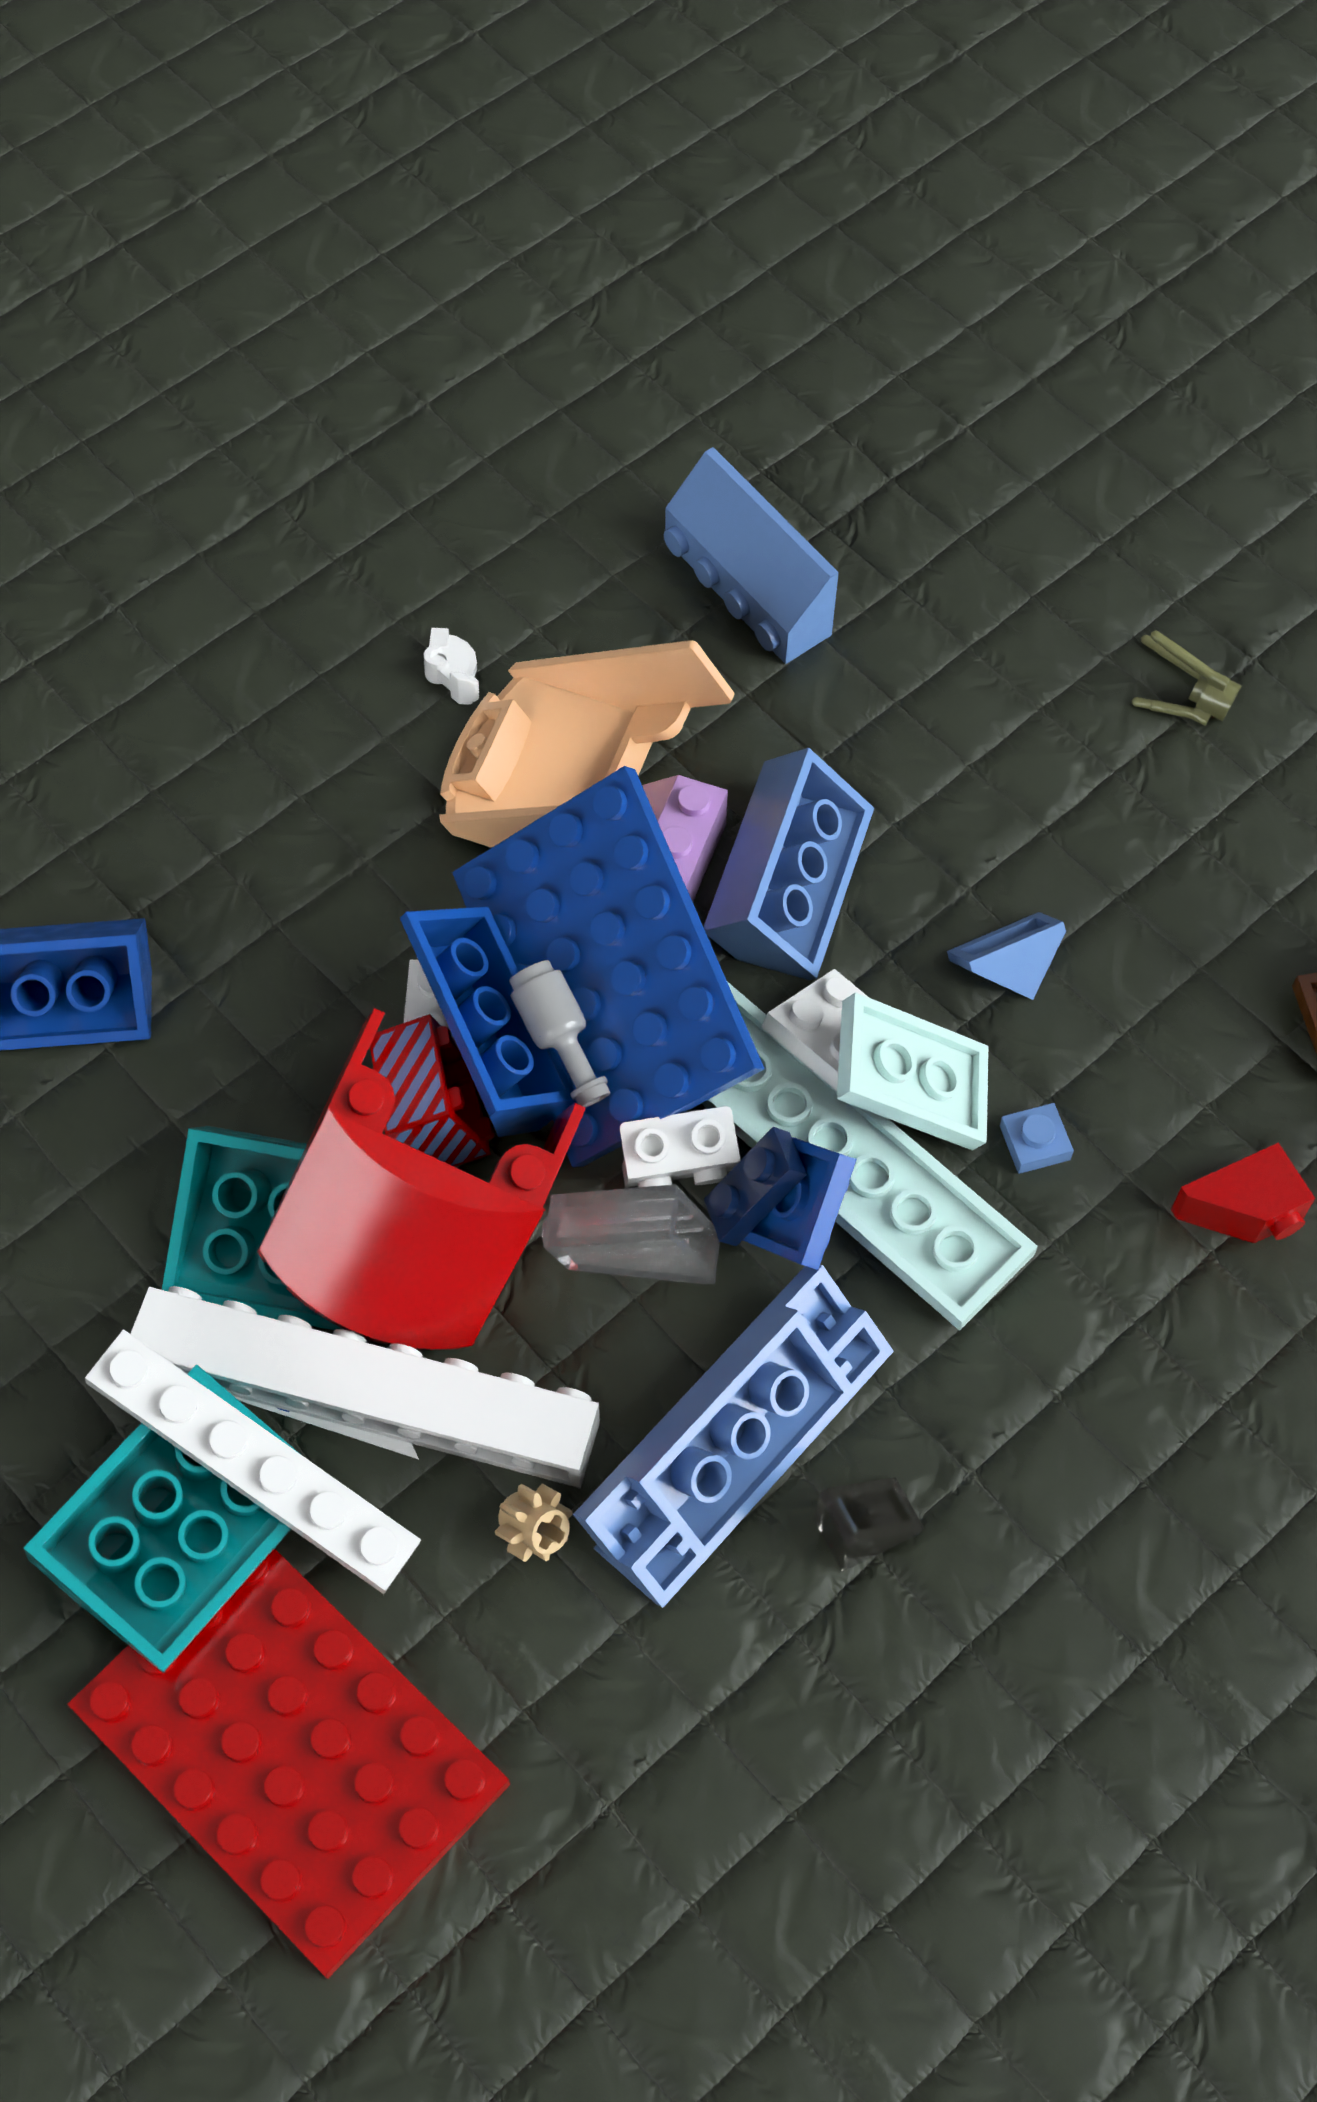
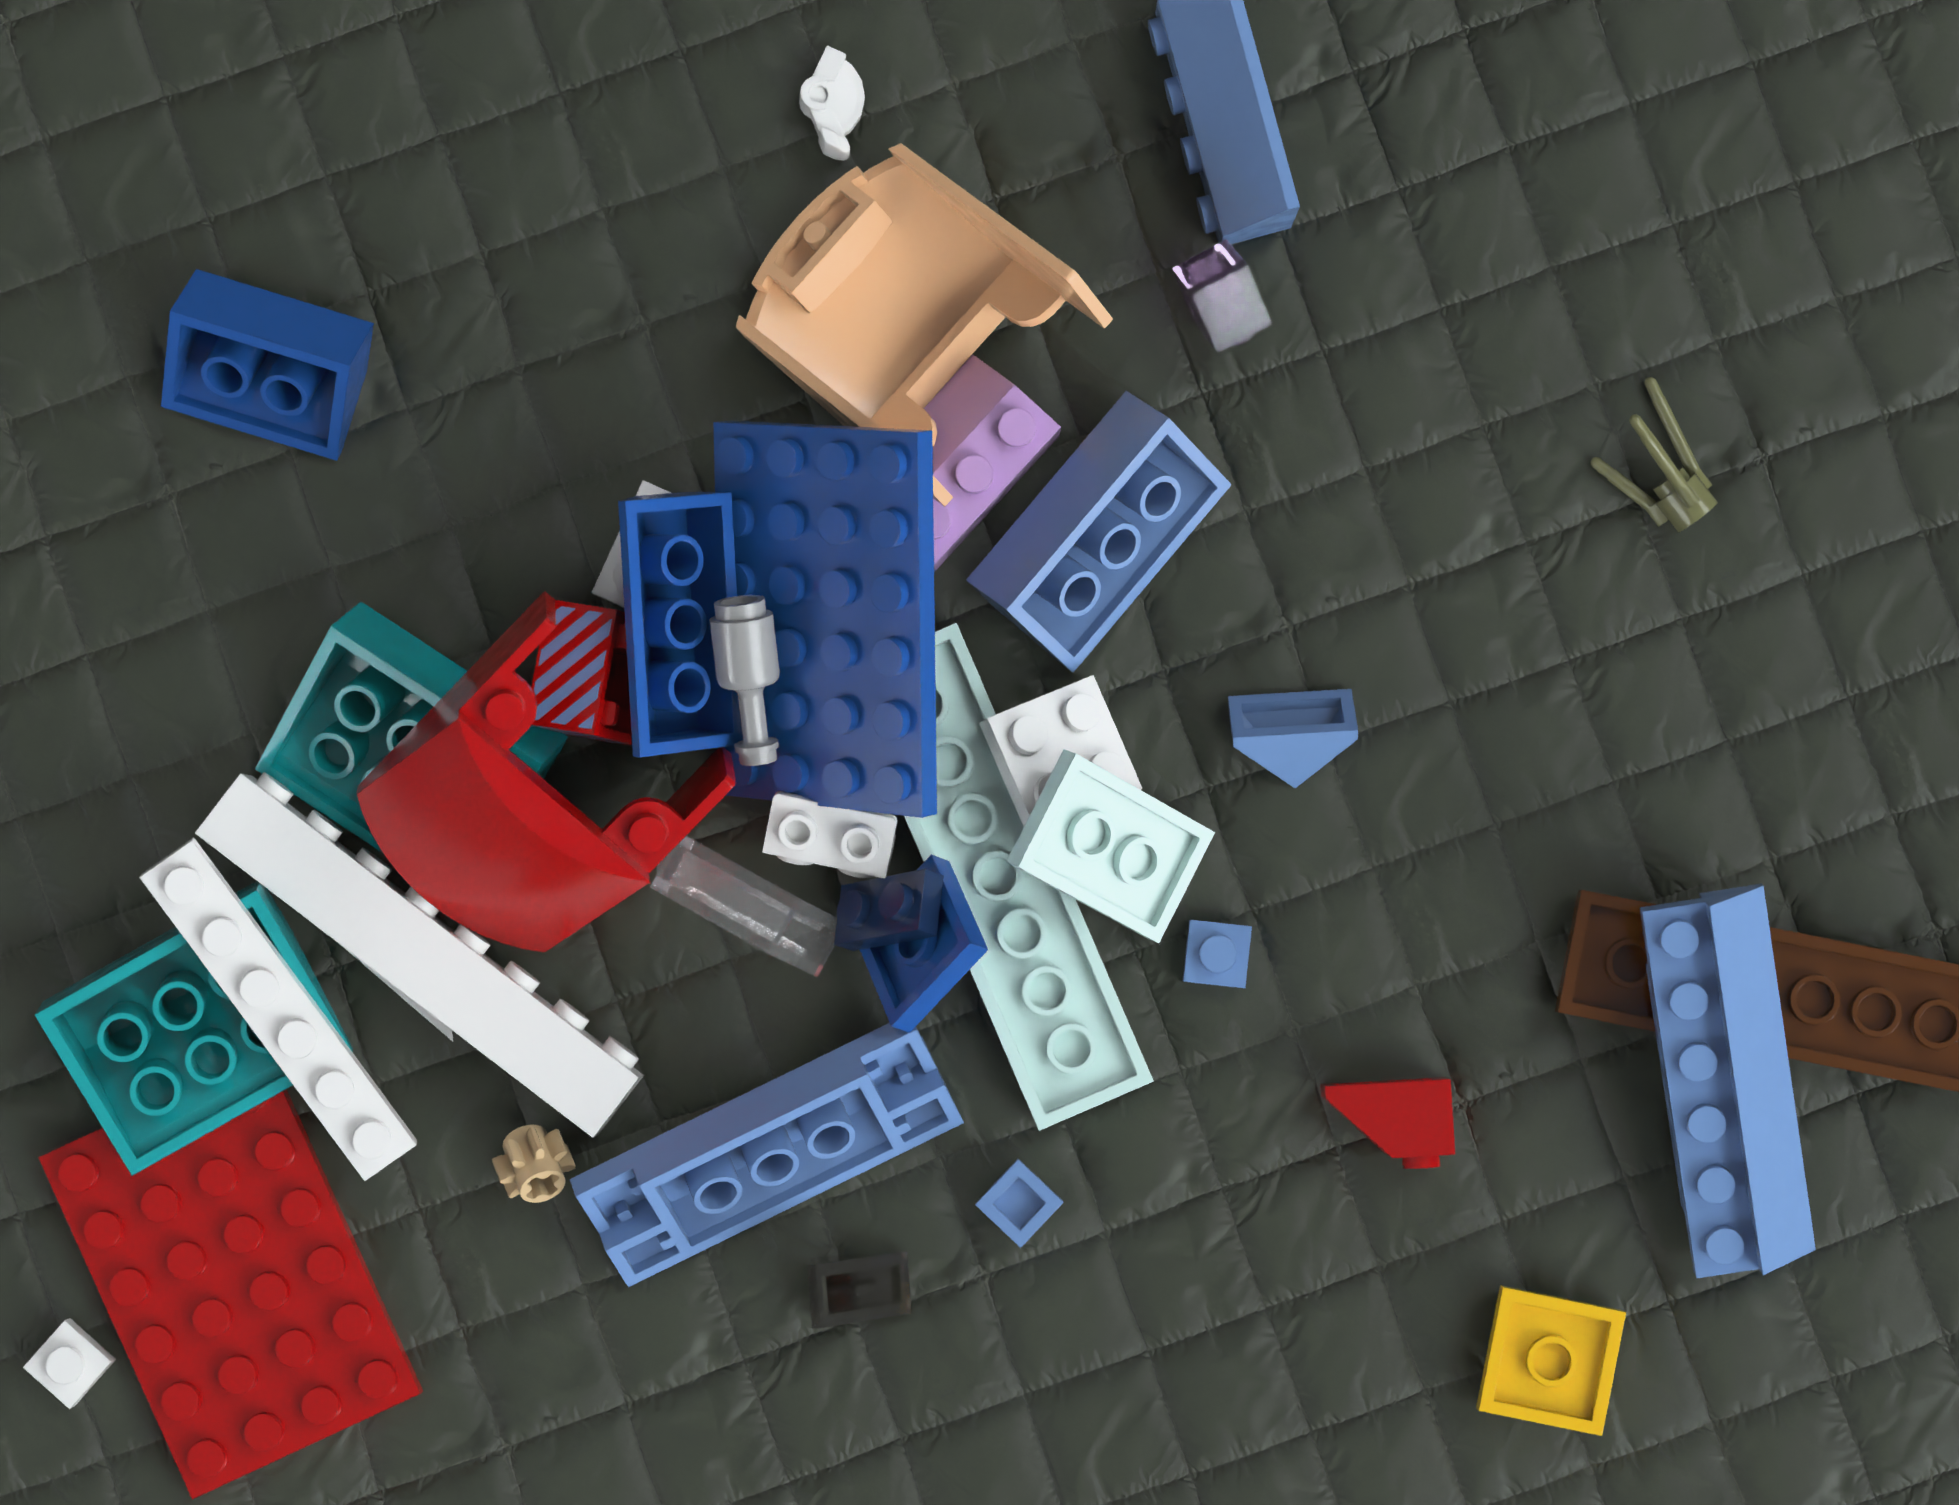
camera: 25 degrees right, 25 degrees up
(158, 1894) = (69, 1363): none -> white plate
(806, 676) = (1222, 296): none -> brick
(973, 1392) = (1019, 1202): none -> medium blue plate

